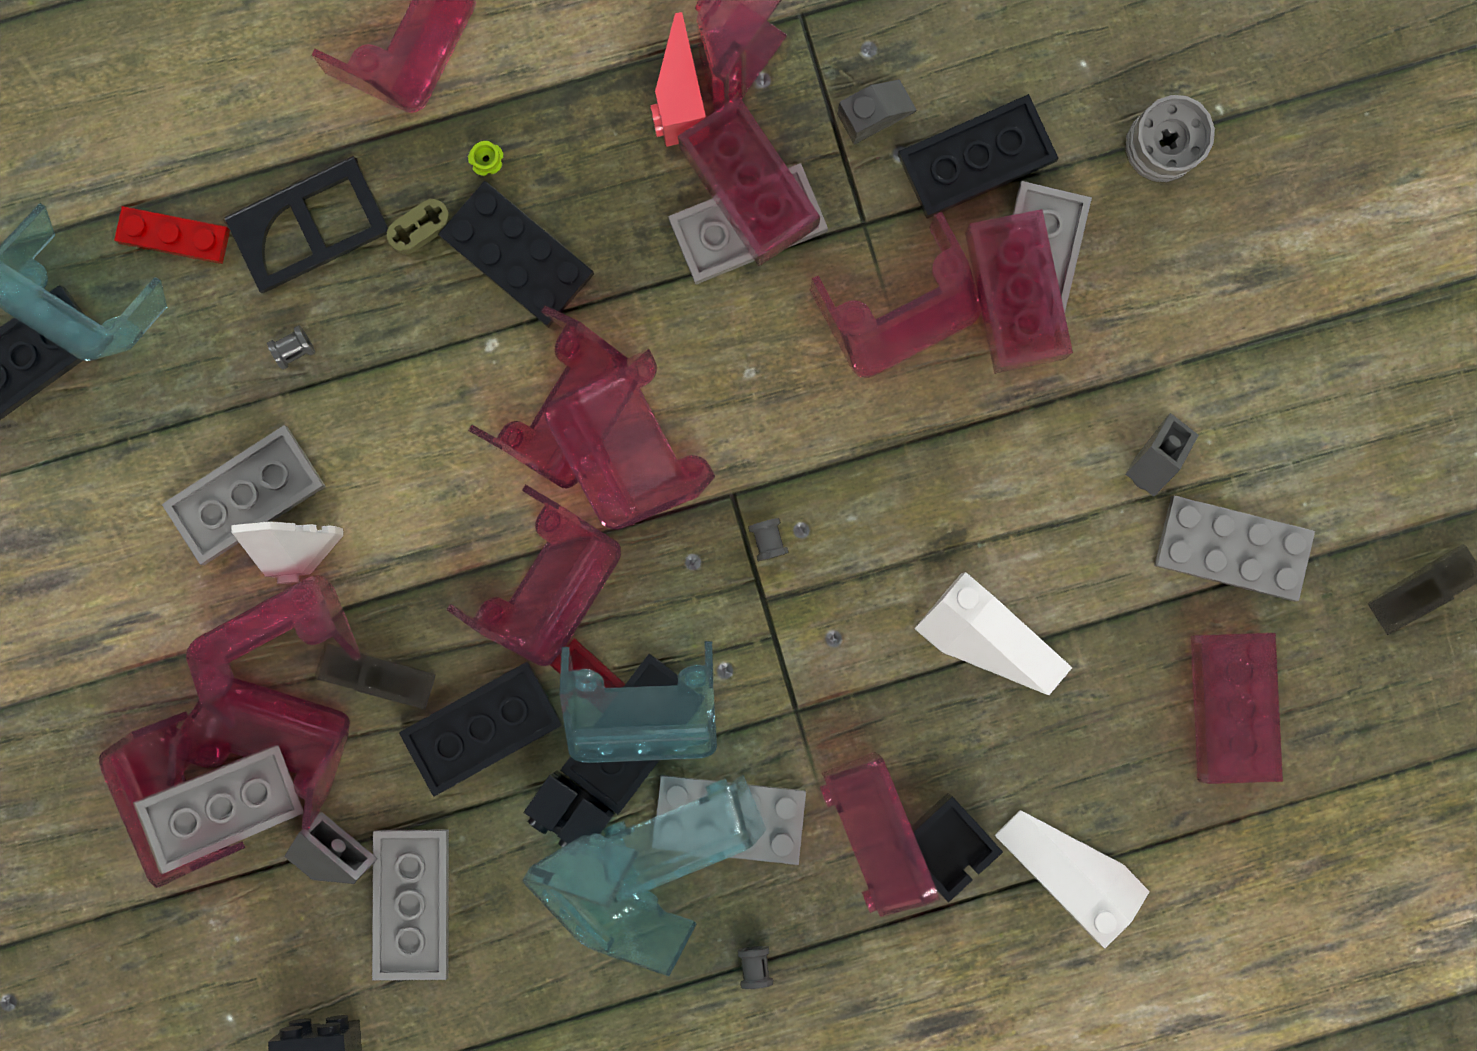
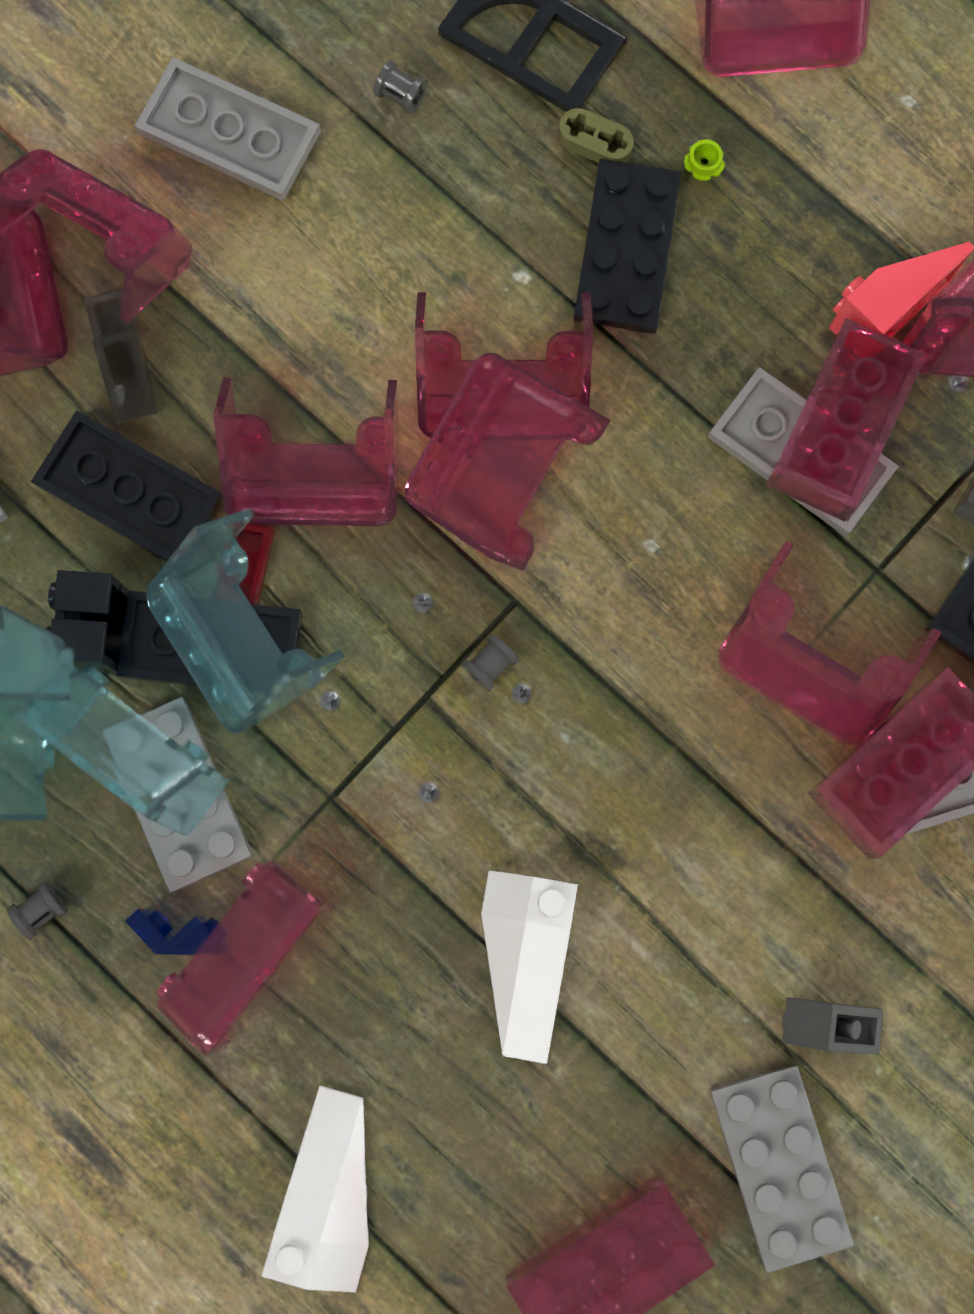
camera: 60 degrees right, 5 degrees down
(286, 548) = (192, 189): white wedge -> none
(843, 867) = (155, 929): none -> clear blue slope
(951, 843) = (280, 1038): black piece -> none

